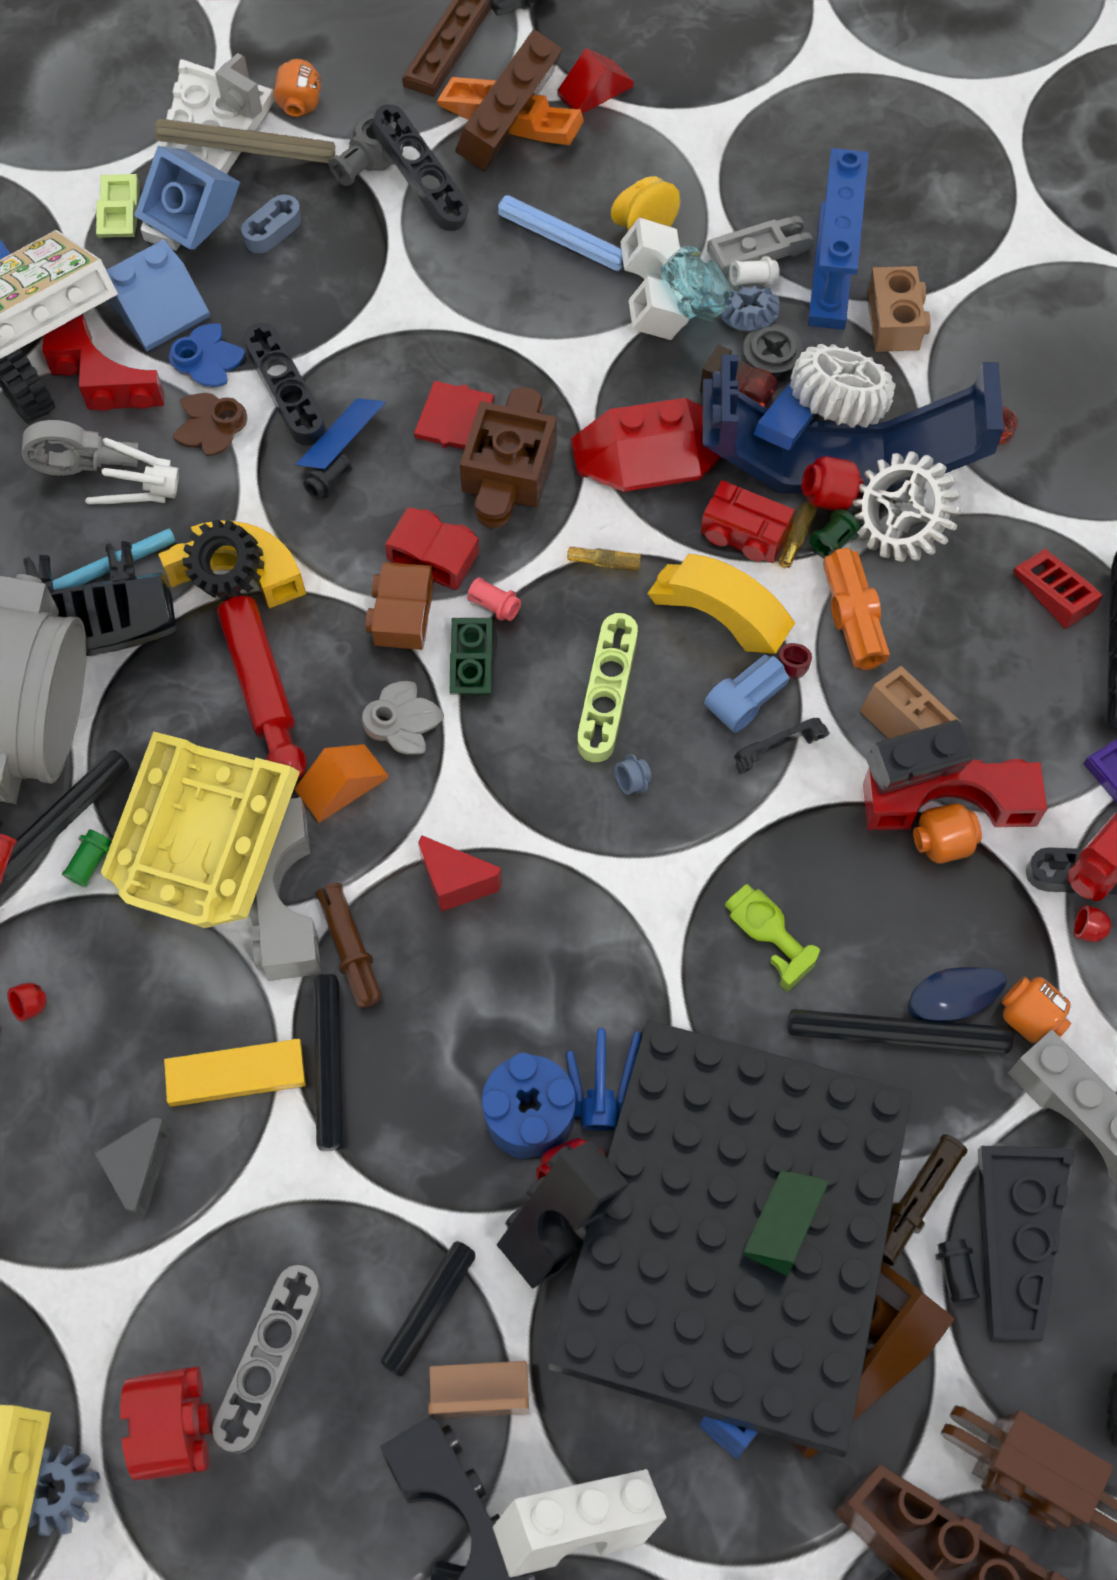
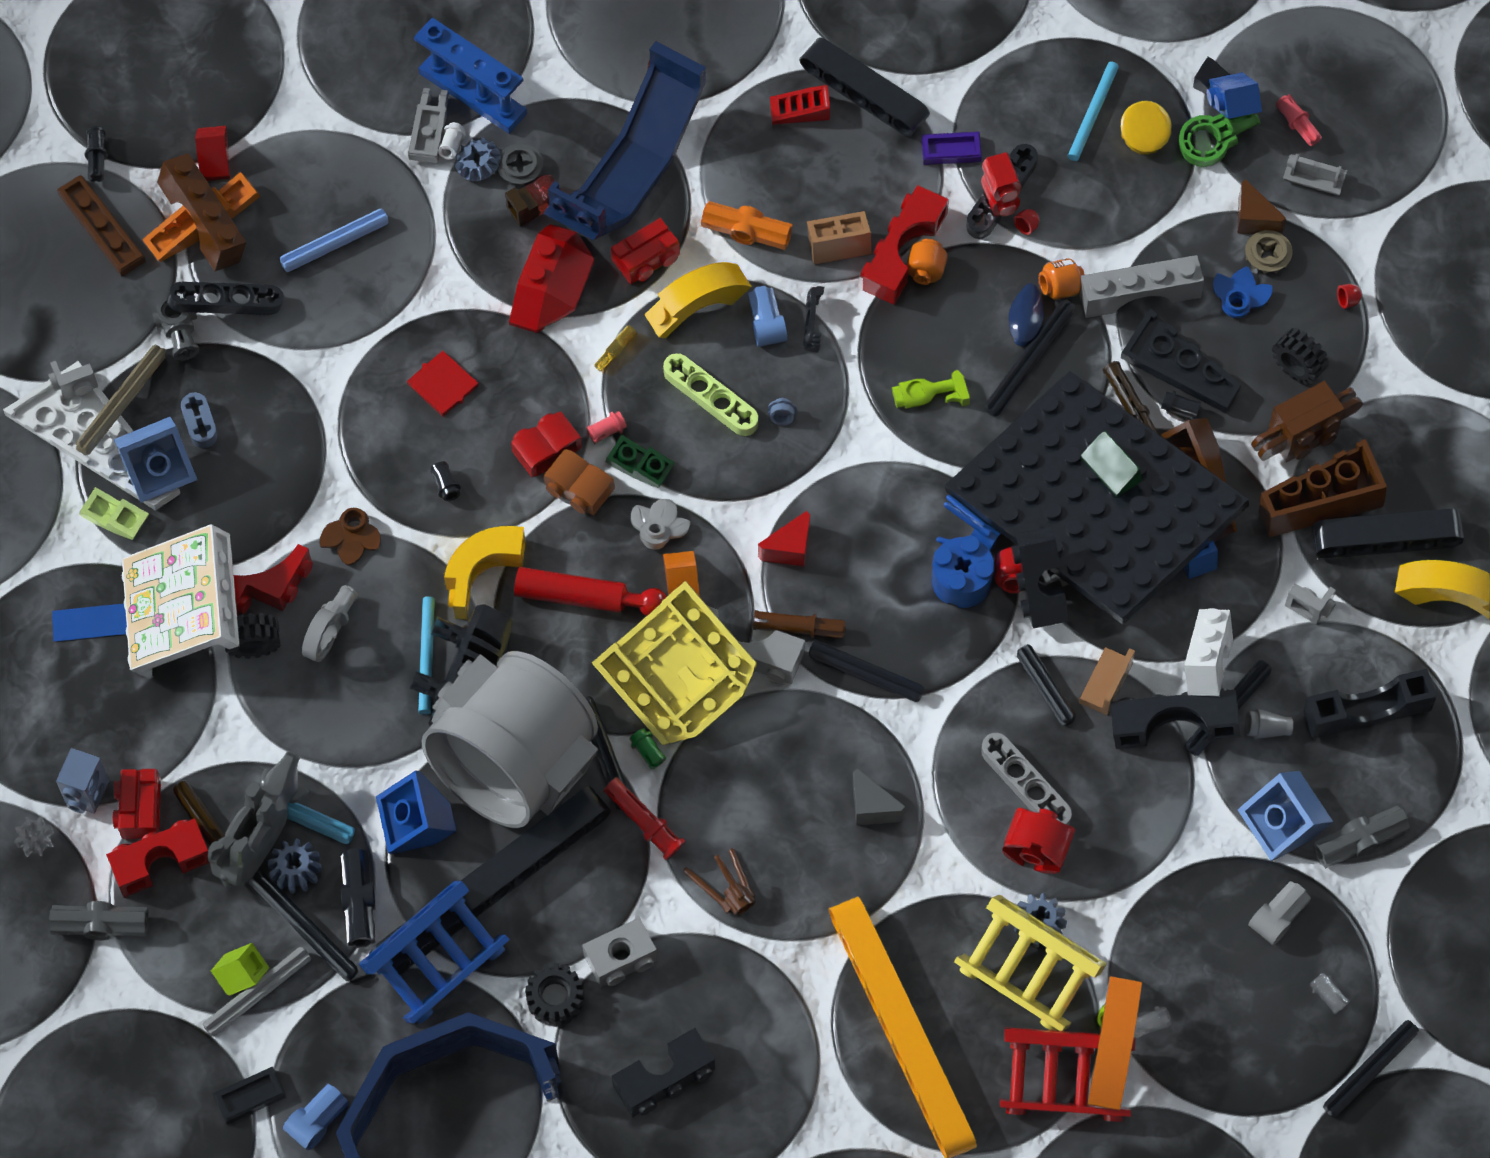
camera: 60 degrees left, 0 degrees up
(26, 1000) = (721, 829): red hinge -> none
(156, 295) = (226, 510): medium blue slope -> none
(159, 479) = (384, 587): white plant -> none
(205, 546) = (498, 547): black tyre -> none
(208, 356) = (291, 510): blue plate -> none
(234, 1072) = (842, 726): yellow tile -> none
(282, 384) = (347, 479): black beam -> none
(297, 87) = (87, 344): orange head -> none
(340, 433) = (416, 457): blue sticker -> none
(508, 456) = (519, 356): reddish brown brick -> none
(647, 199) = (359, 176): yellow piece -> none
(653, 304) = (403, 192): white arch -> none
(696, 284) = (449, 178): clear light blue plate -> none
(784, 420) = (584, 179): blue tile -> none
(795, 659) = (761, 277): dark red hinge -> none
(797, 534) = (657, 213): clear yellow pin -> none
(831, 483) = (654, 186): red head -> none
(835, 534) = (686, 206): dark green bush -> none
(842, 385) = (584, 138): white gear -> none
(897, 309) = (536, 78): medium nougat brick -> none
(911, 492) = (687, 160): white gear -> none
(919, 757) = (880, 244): black brick -> none

